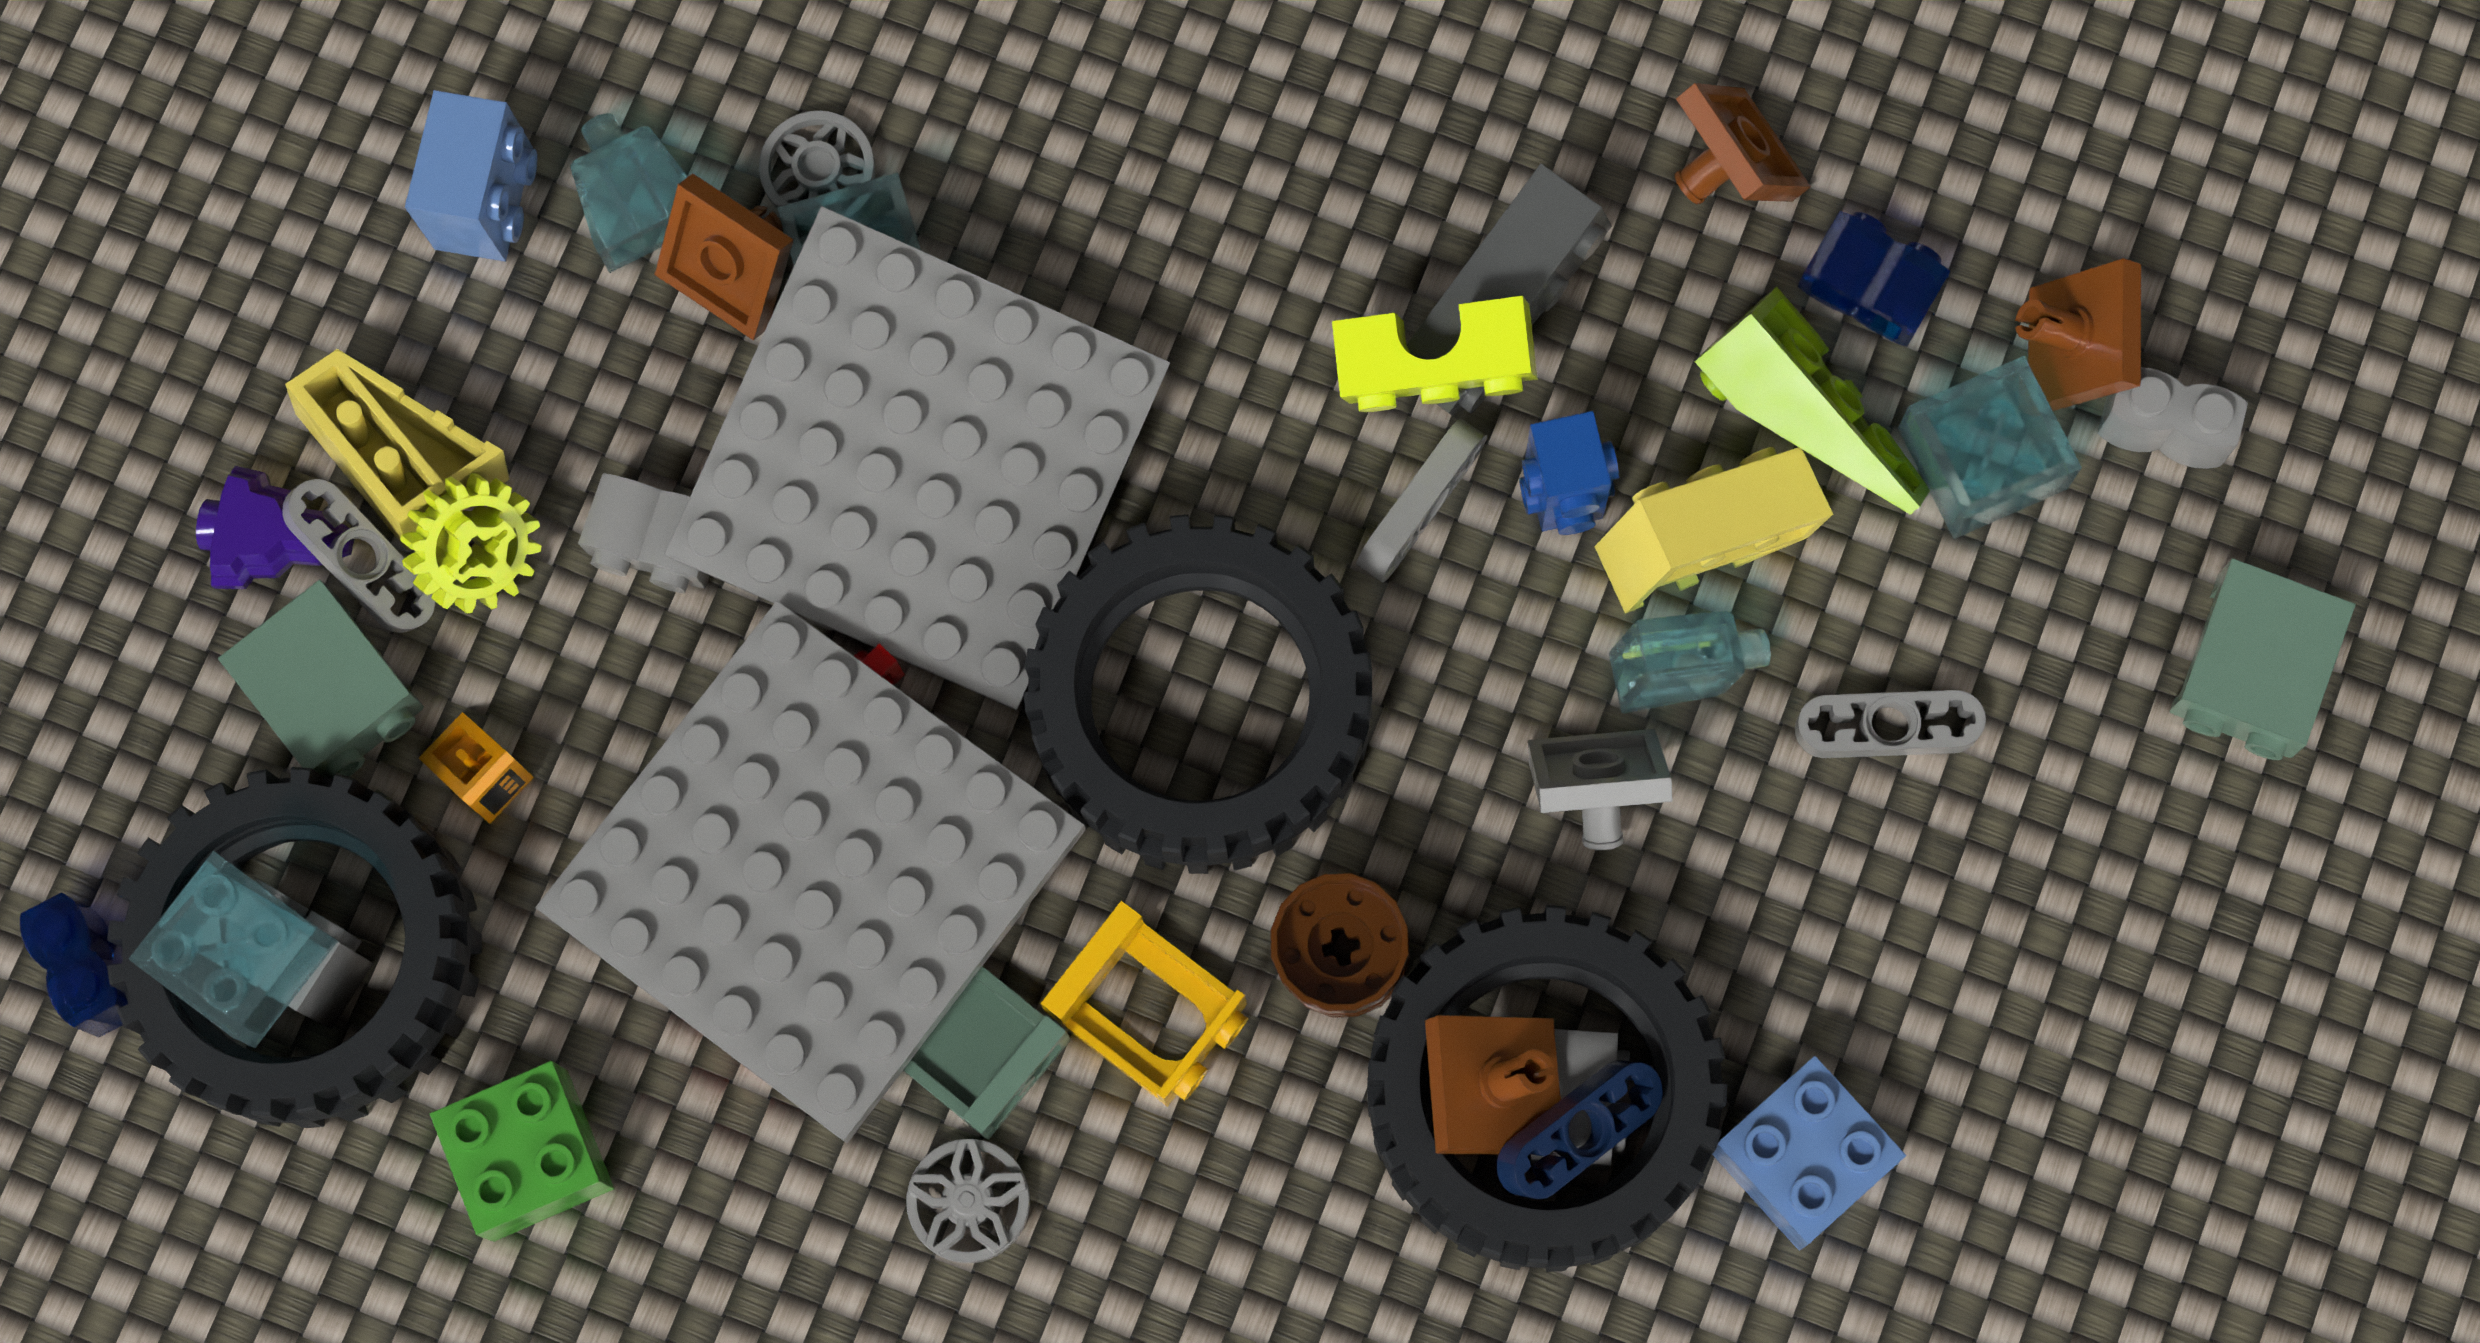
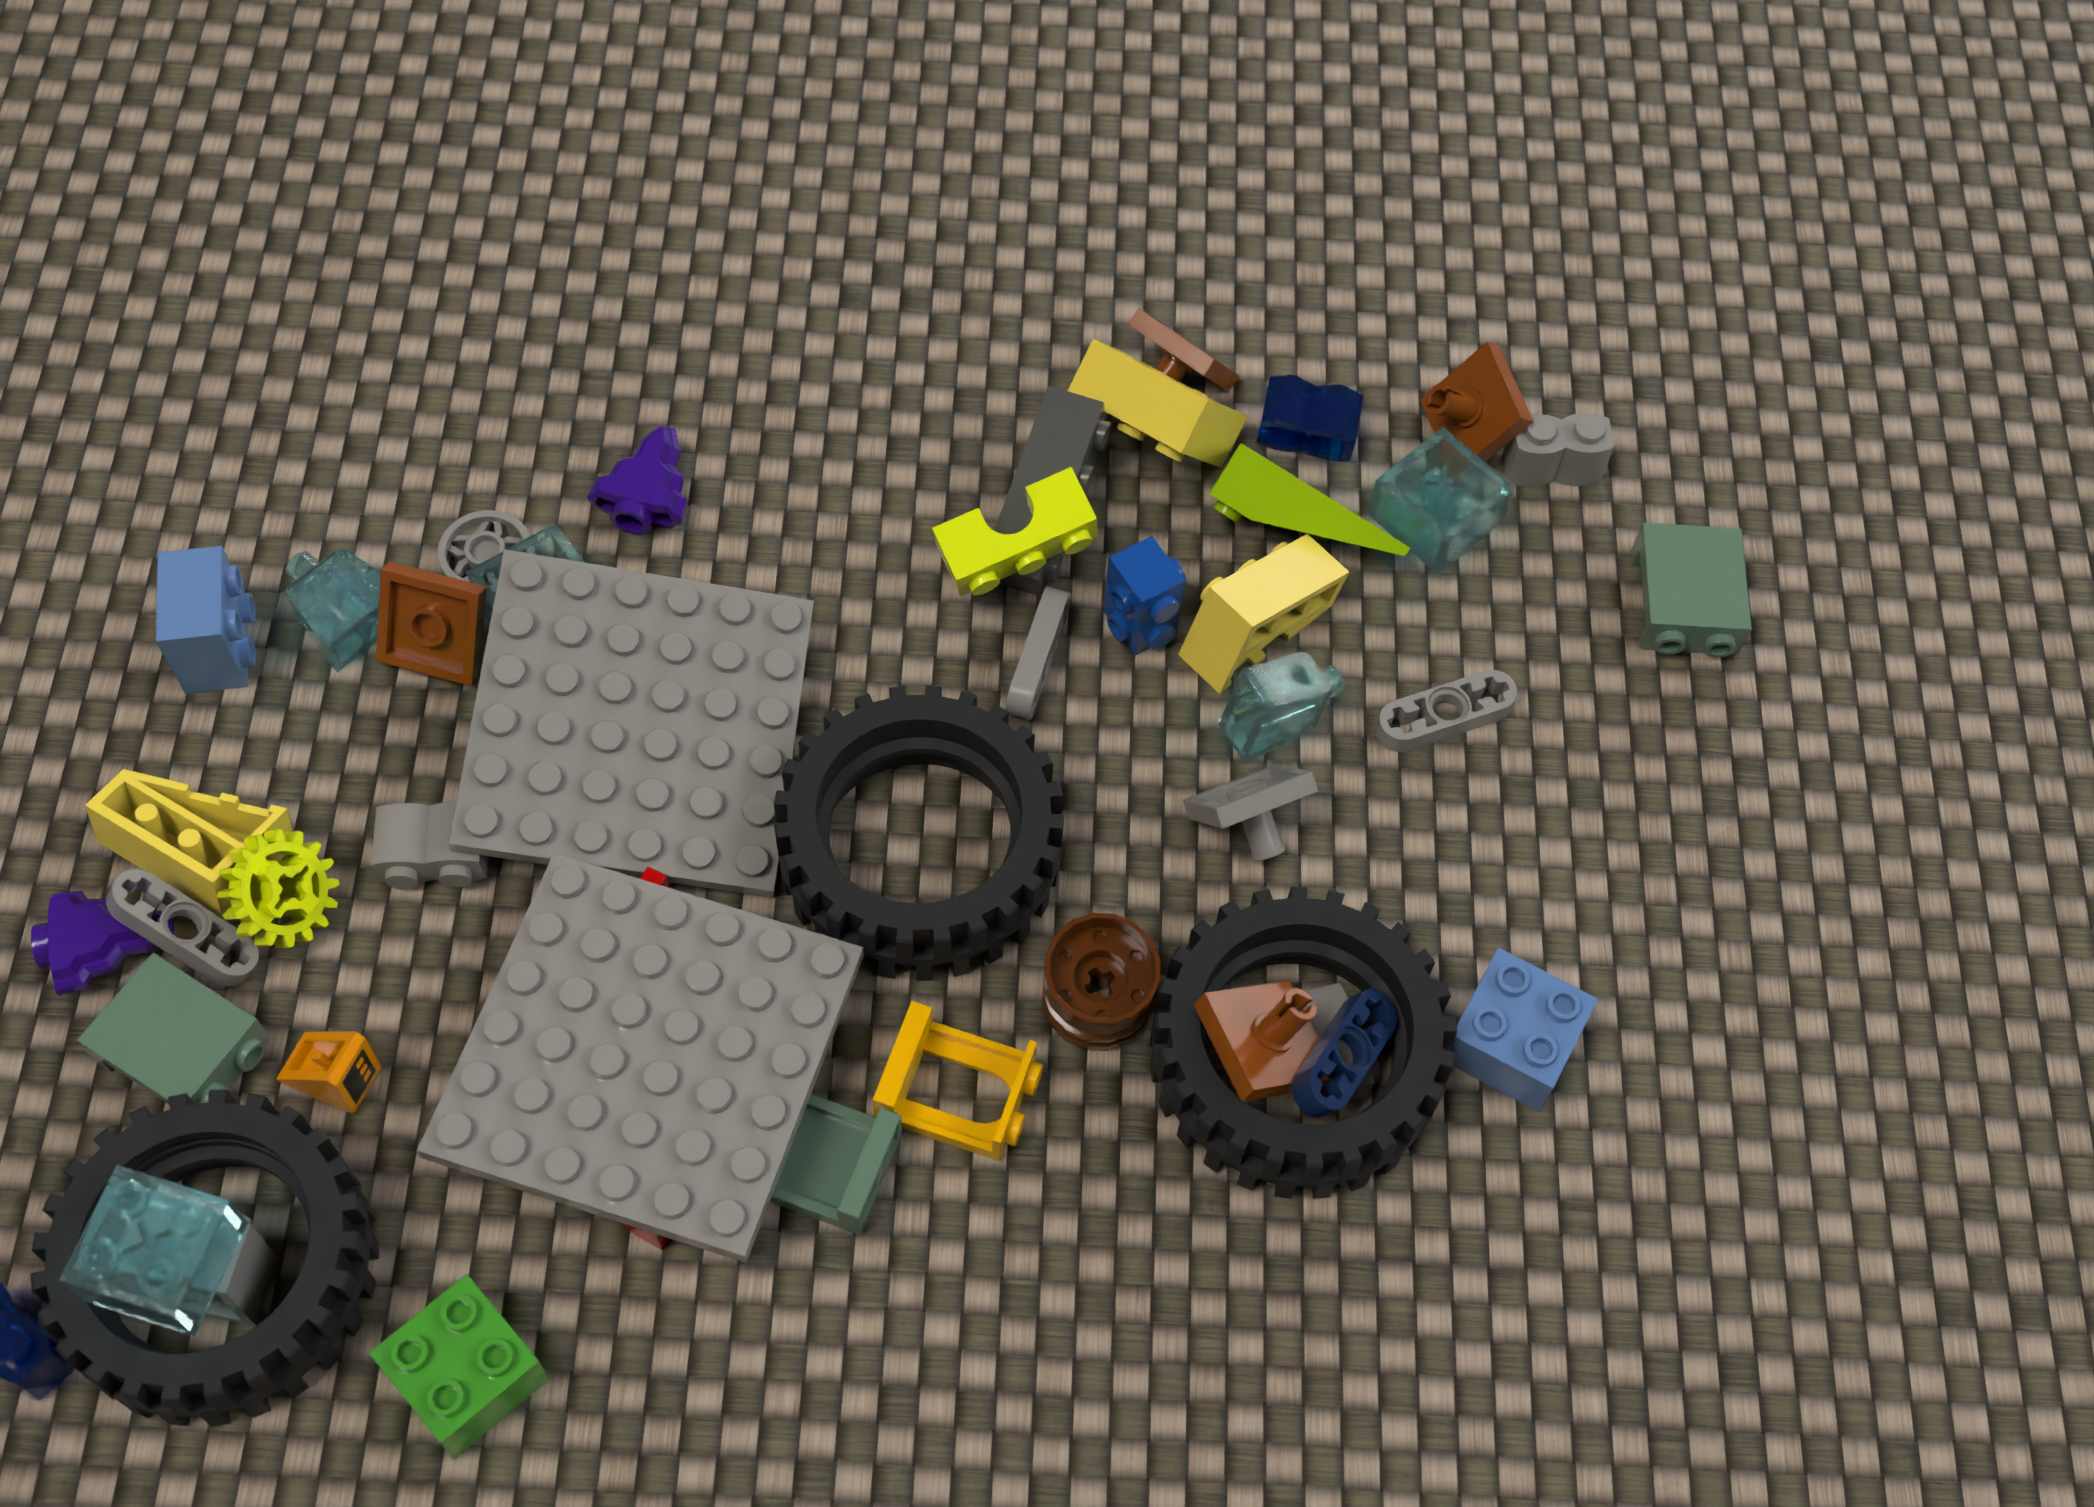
camera: 30 degrees left, 15 degrees down
(968, 1200) = (860, 1287): light grey wheel -> none
(1028, 131) = (645, 486): none -> dark purple rock
(1673, 214) = (1157, 406): none -> light yellow wedge

